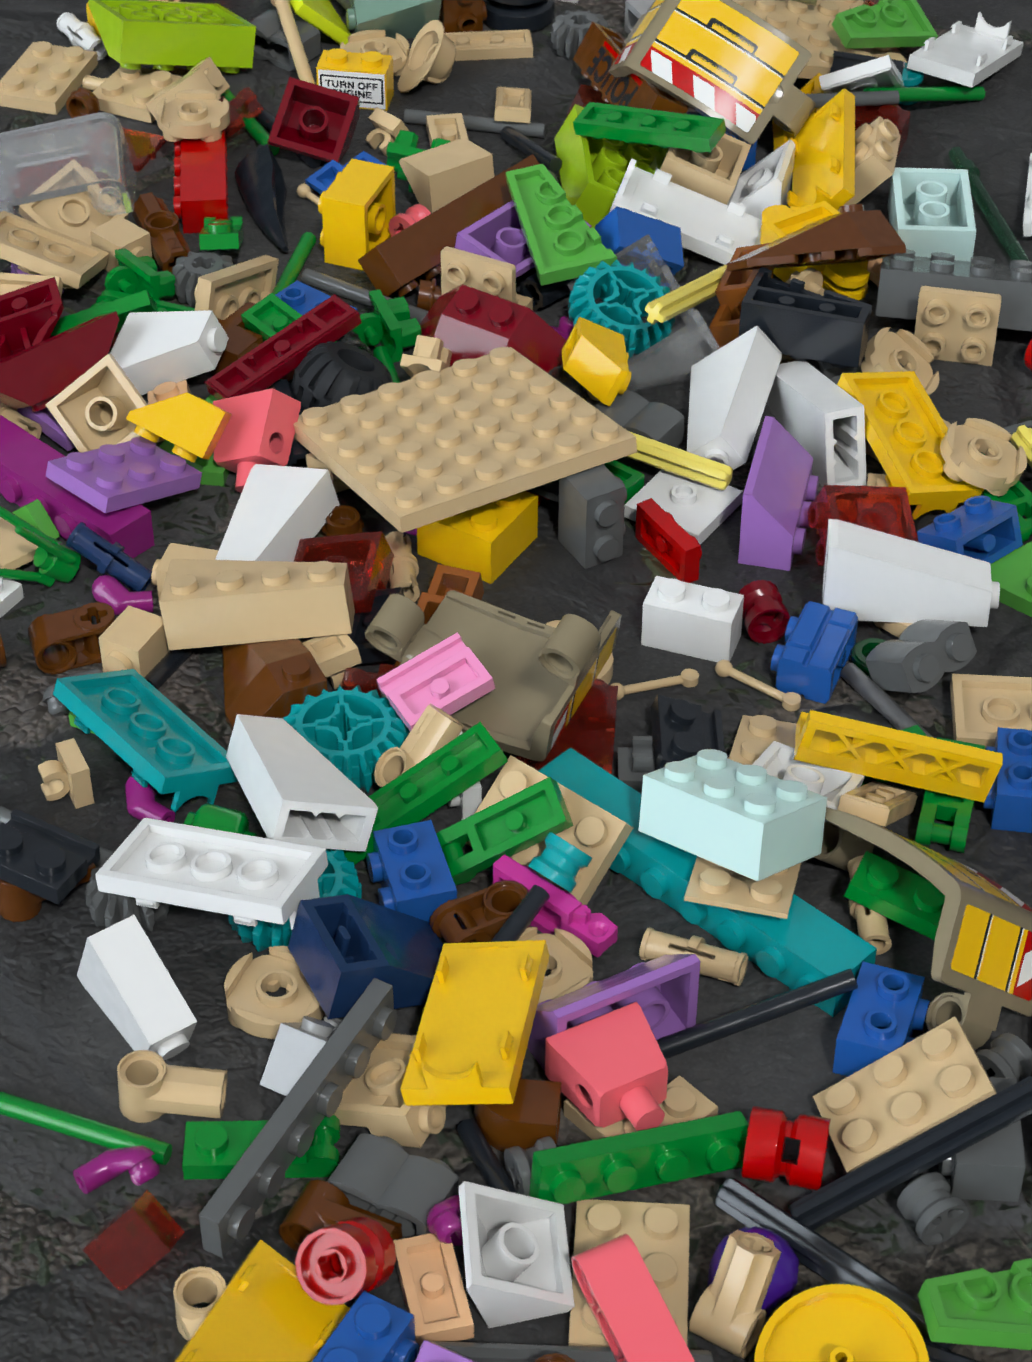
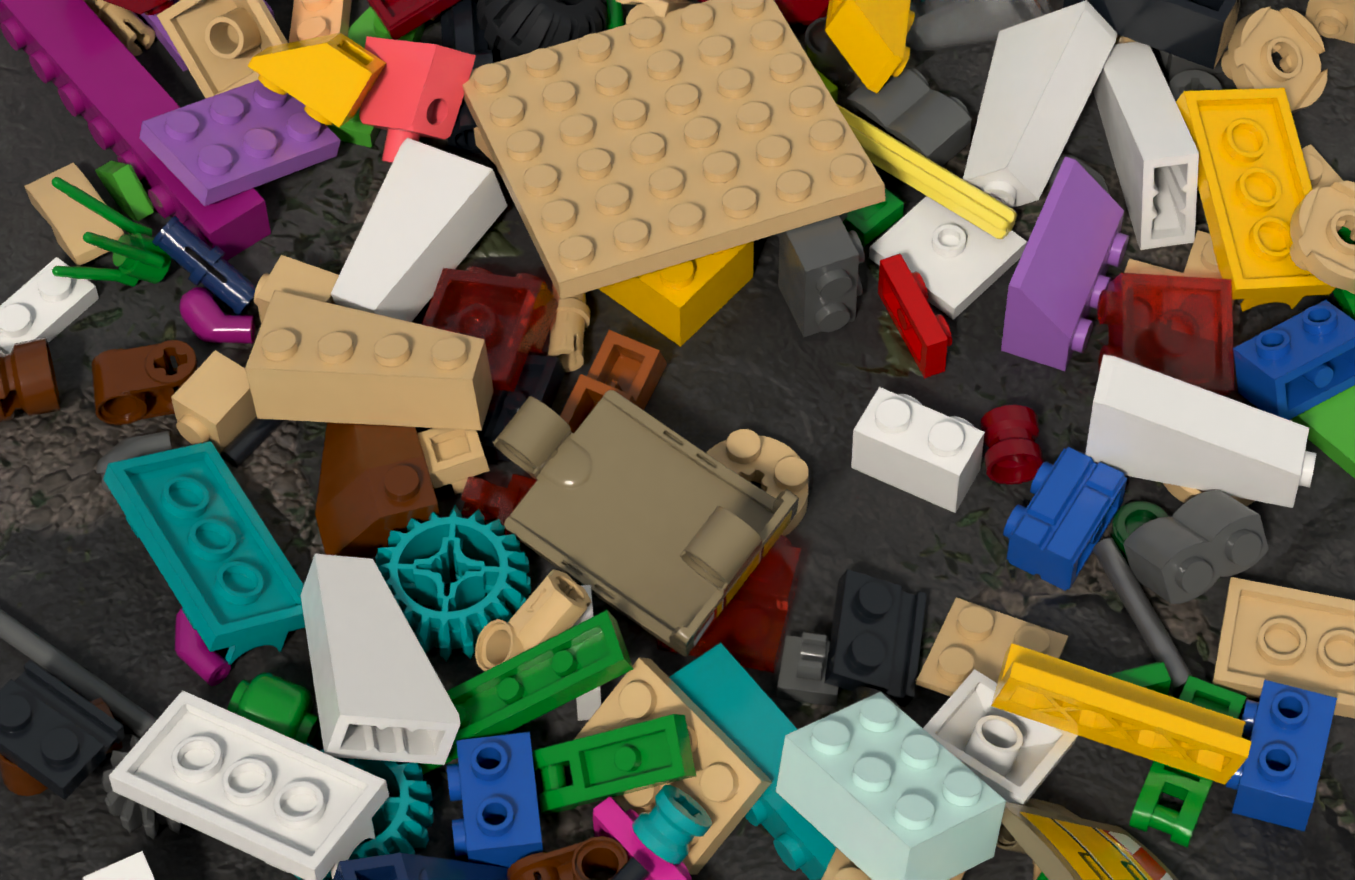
camera: 10 degrees right, 15 degrees up
(67, 775) = (107, 595): tan tile -> none
(343, 521) = (507, 223): reddish brown plate -> none
(442, 675) = (568, 530): bright pink plate -> none
(688, 678) = (898, 531): tan hinge -> none
(790, 701) = (1020, 582): tan hinge -> none
(878, 803) = (1082, 784): tan tile -> none

